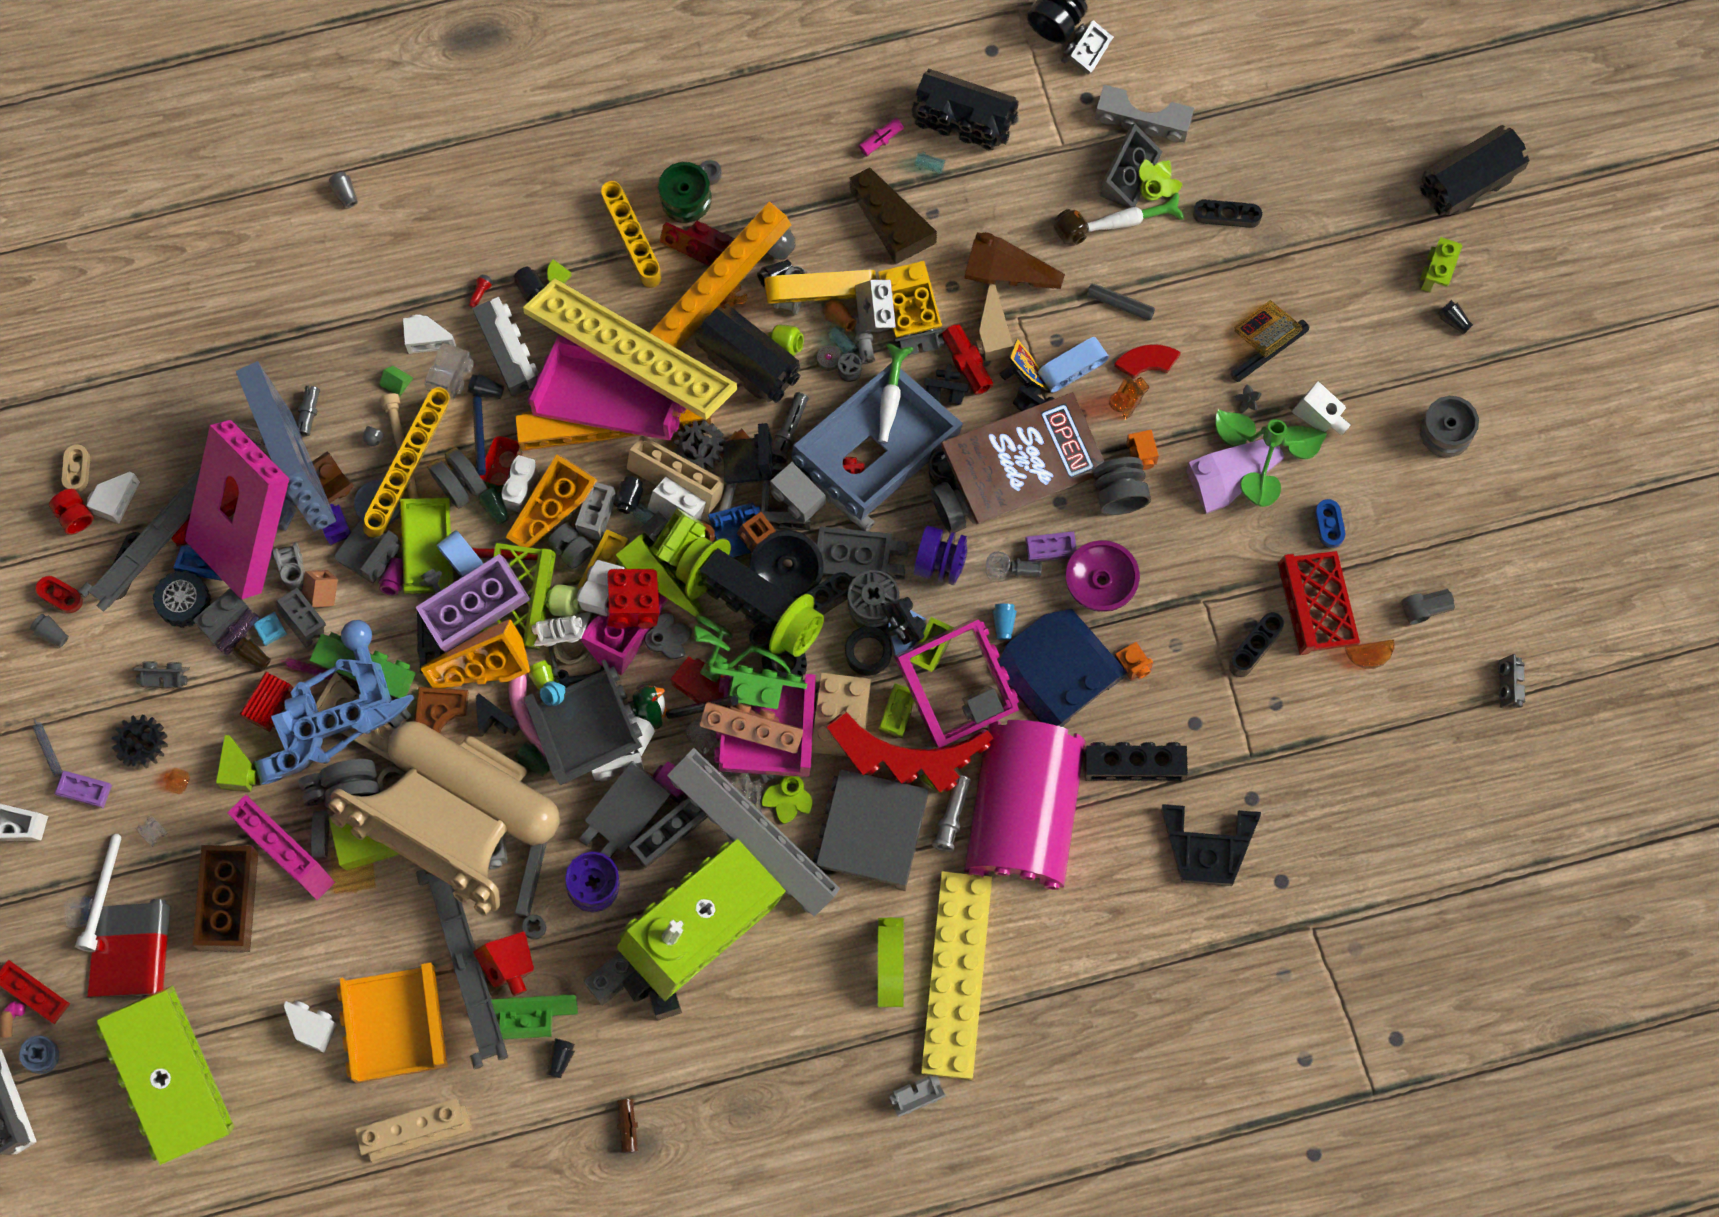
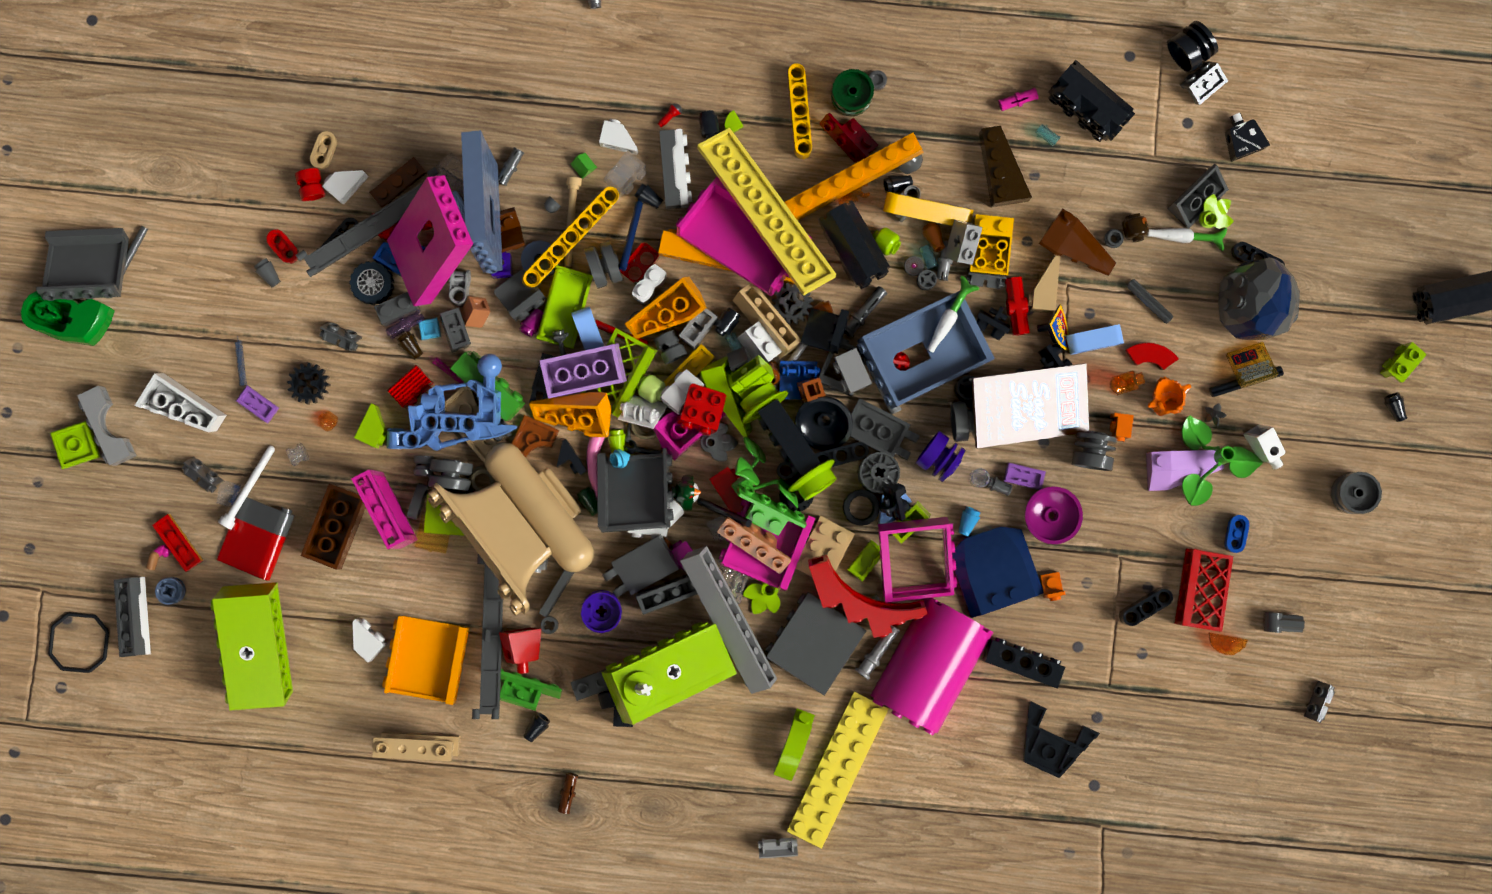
camera: 10 degrees right, 15 degrees up
(28, 894) = (195, 468): none -> flat silver hinge
(177, 474) = (398, 182): none -> reddish brown plate
(493, 504) = (624, 294): clear green cone -> none
(981, 705) = (928, 585): dark grey brick -> none
(1051, 242) = (1119, 236): none -> dark grey plate
(1157, 88) = (1244, 138): none -> black torso
(1169, 123) = (1207, 142): light grey arch -> none
(1184, 396) = (1168, 397): none -> orange hair
(1243, 250) = (1258, 300): none -> dark grey rock

